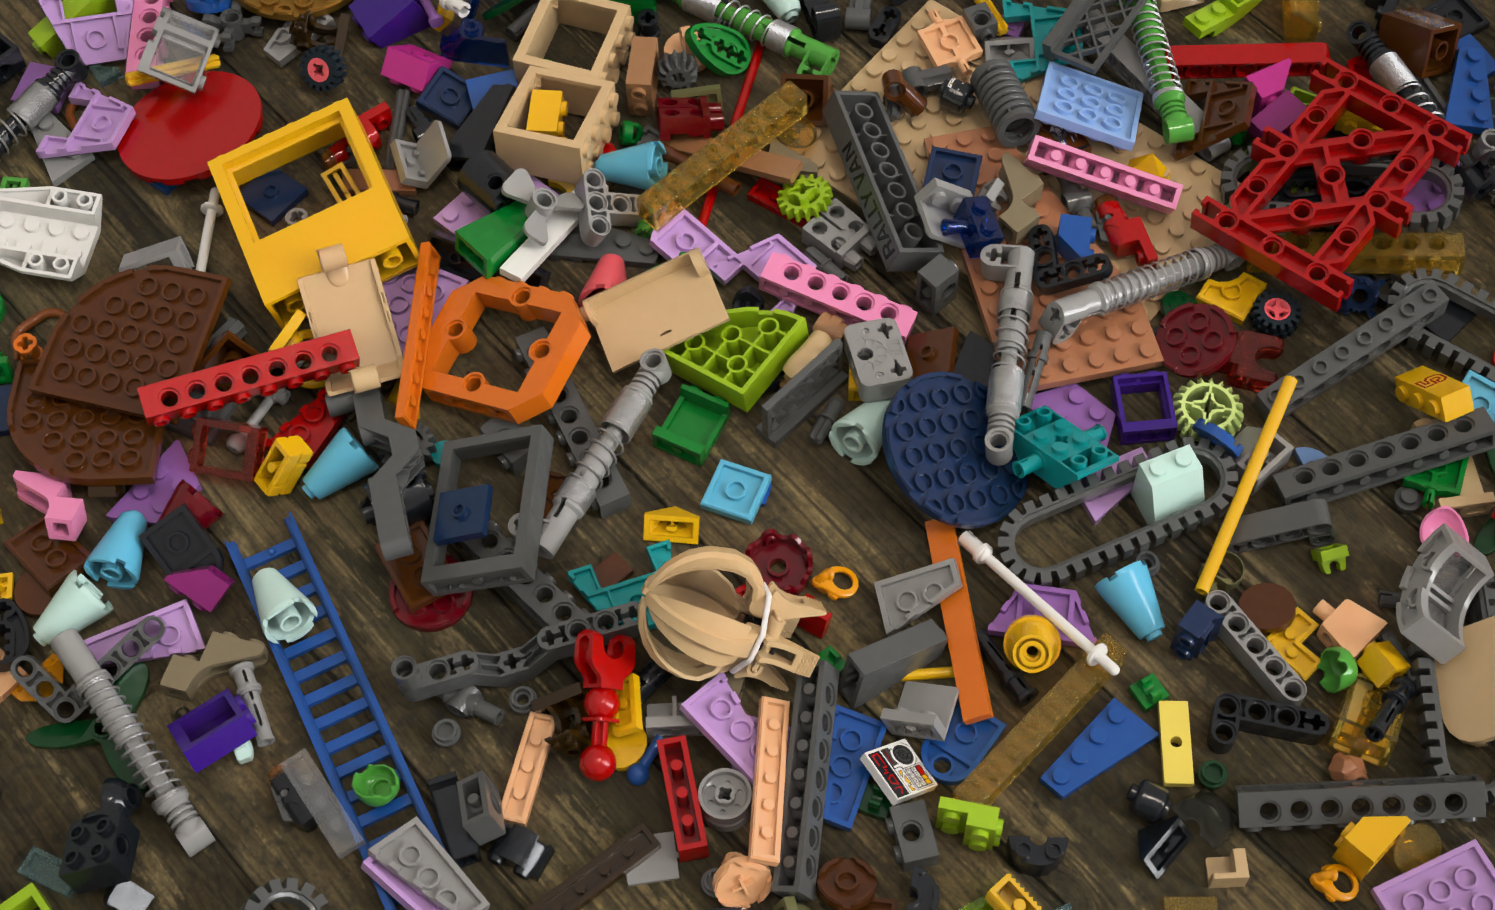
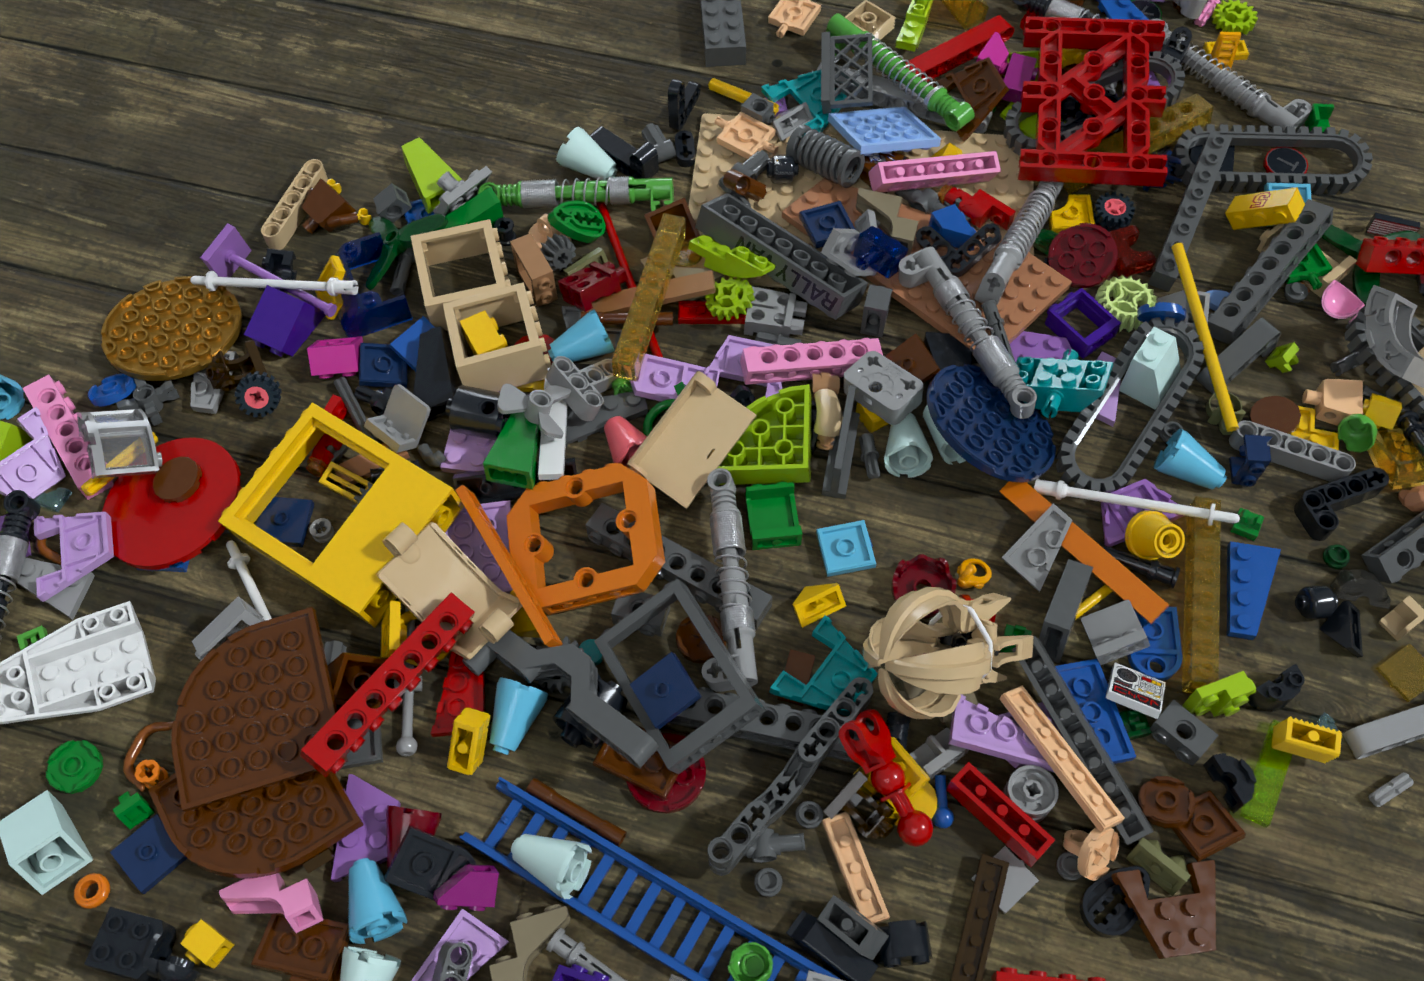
camera: 35 degrees left, 0 degrees up
(205, 109) = (177, 479): none -> reddish brown tile
(253, 452) = (432, 742): clear red window -> none
(344, 604) = (602, 827): none -> reddish brown piece
(432, 205) = (430, 458): none -> dark grey arm
(625, 133) = (551, 319): green tile -> none
(826, 160) = (735, 262): none -> lime slope
(1175, 728) = (1297, 549): light yellow tile -> none

